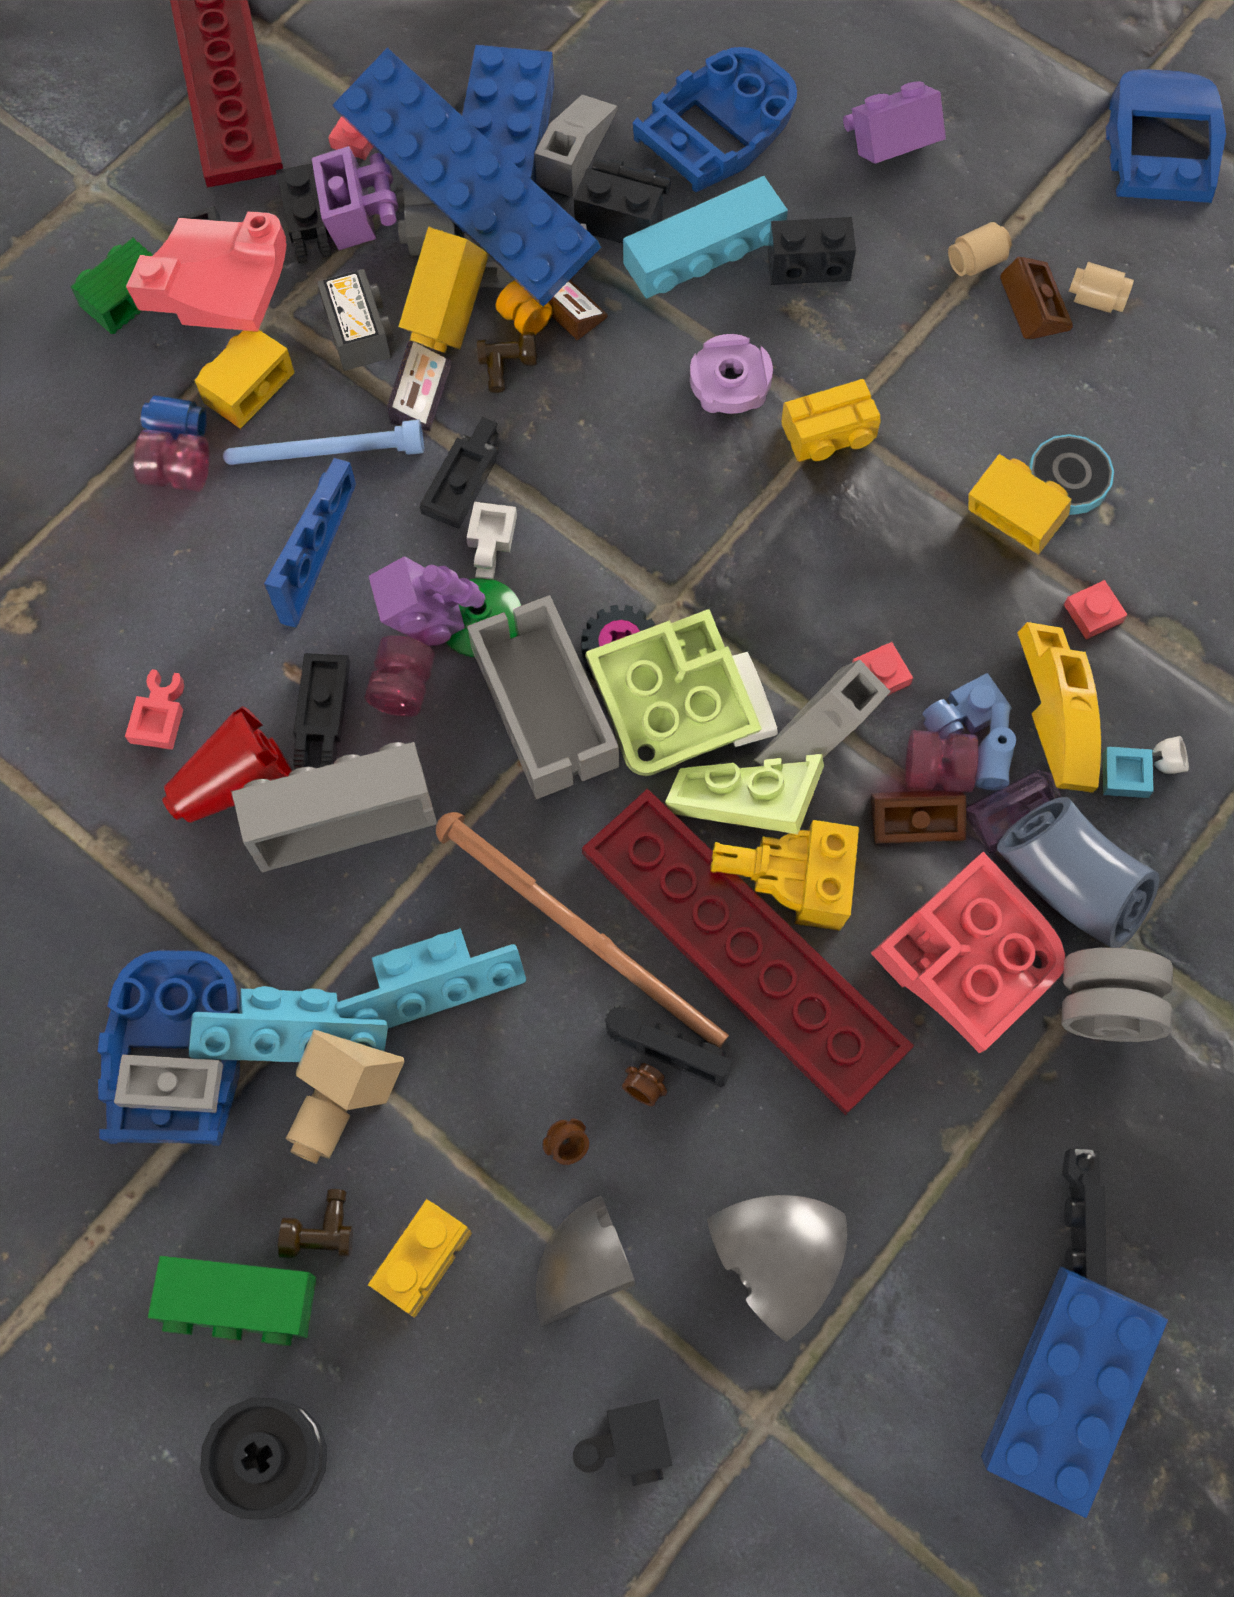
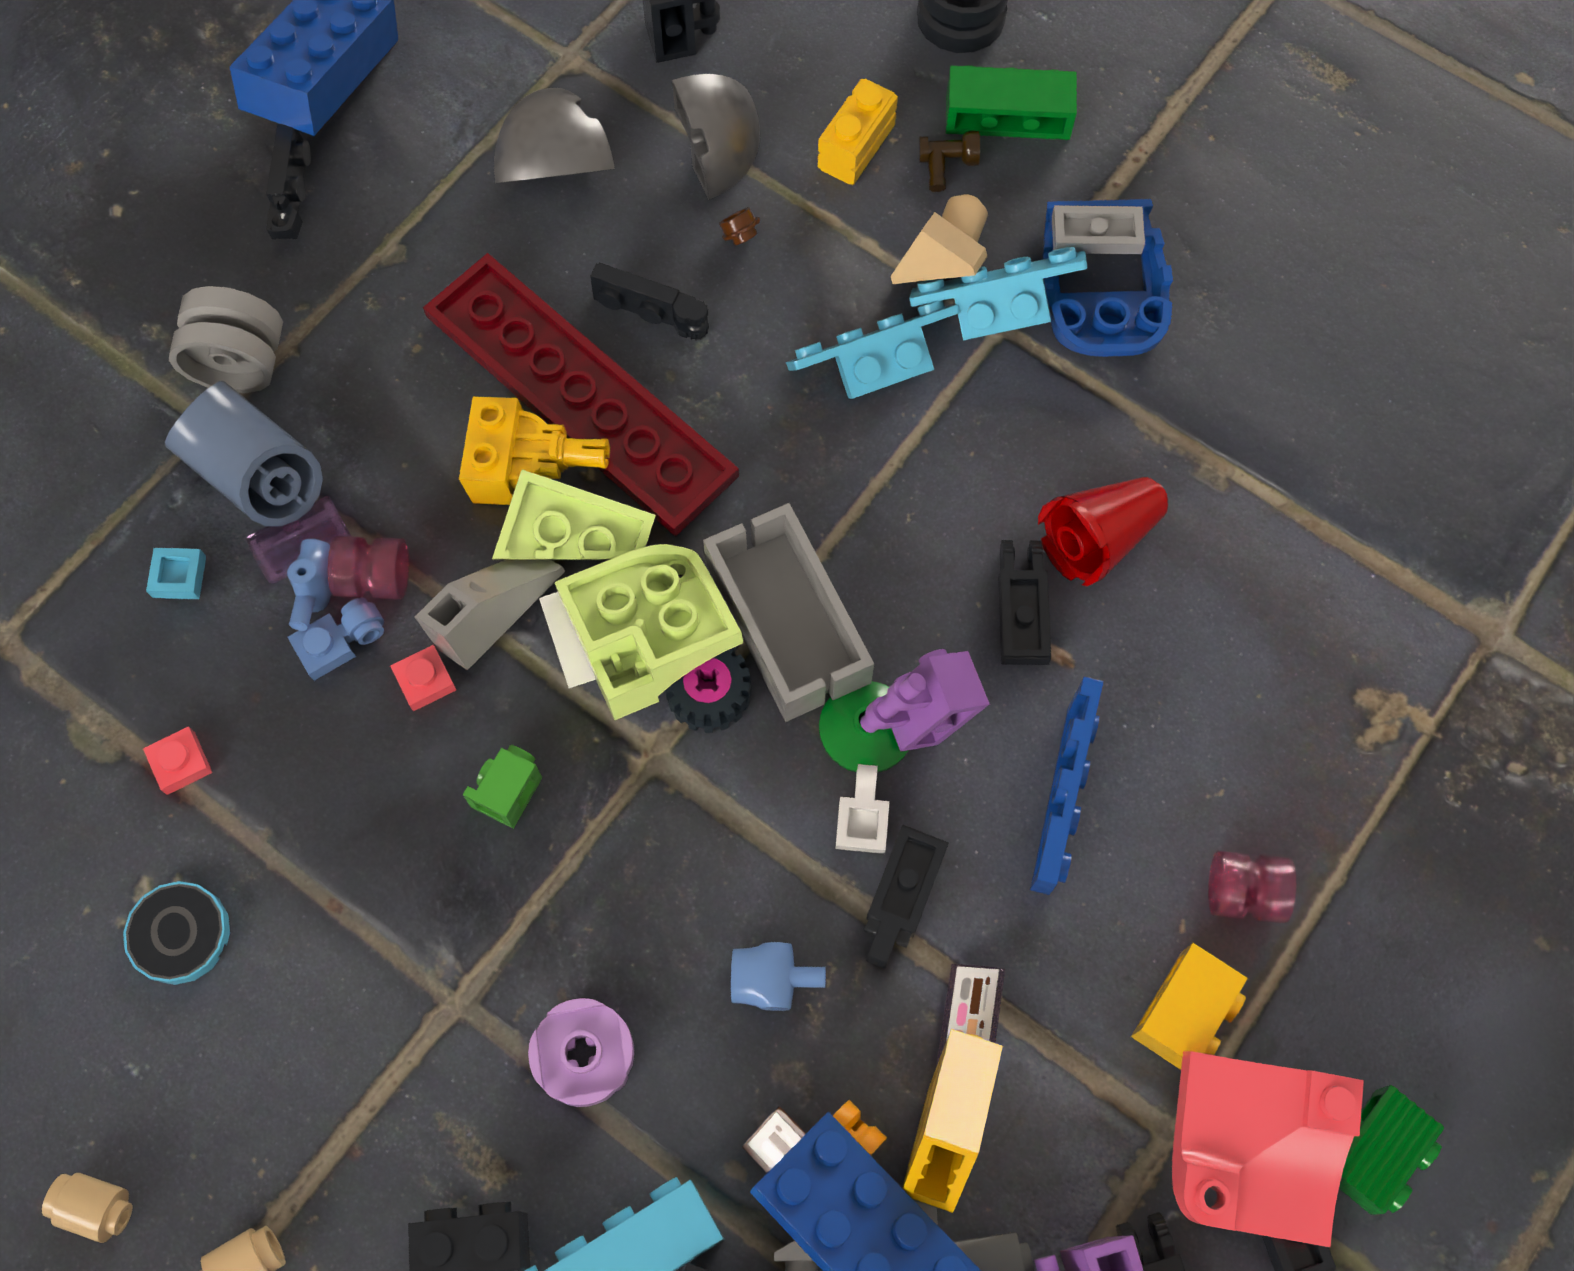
camera: 175 degrees right, 0 degrees up
(157, 718) = (1196, 587): coral plate -> none
(174, 416) = (1263, 950): blue brick -> none
(334, 806) = (986, 481): light grey piece -> none
(354, 319) = (1066, 1109): brick -> none
(399, 676) = (943, 623): clear pink wheel -> none
(404, 438) = (977, 940): light blue piece -> none
(452, 827) = (872, 490): nougat bar -> none
(494, 353) = (881, 1070): dark brown piece -> none
(578, 420) = (767, 976): none -> medium blue piece
(644, 1084) = (671, 272): reddish brown plate -> none
(802, 566) = (505, 785): none -> bright green brick
(831, 421) = (458, 983): yellow brick -> none
(918, 816) = (417, 523): reddish brown slope -> none
(975, 953) = (357, 378): coral slope -> none
(1019, 503) = (242, 871): yellow brick -> none
(1035, 298) = (178, 1199): reddish brown slope -> none
(1068, 708) = (225, 629): yellow slope -> none
(1174, 756) = (127, 594): white hinge -> none

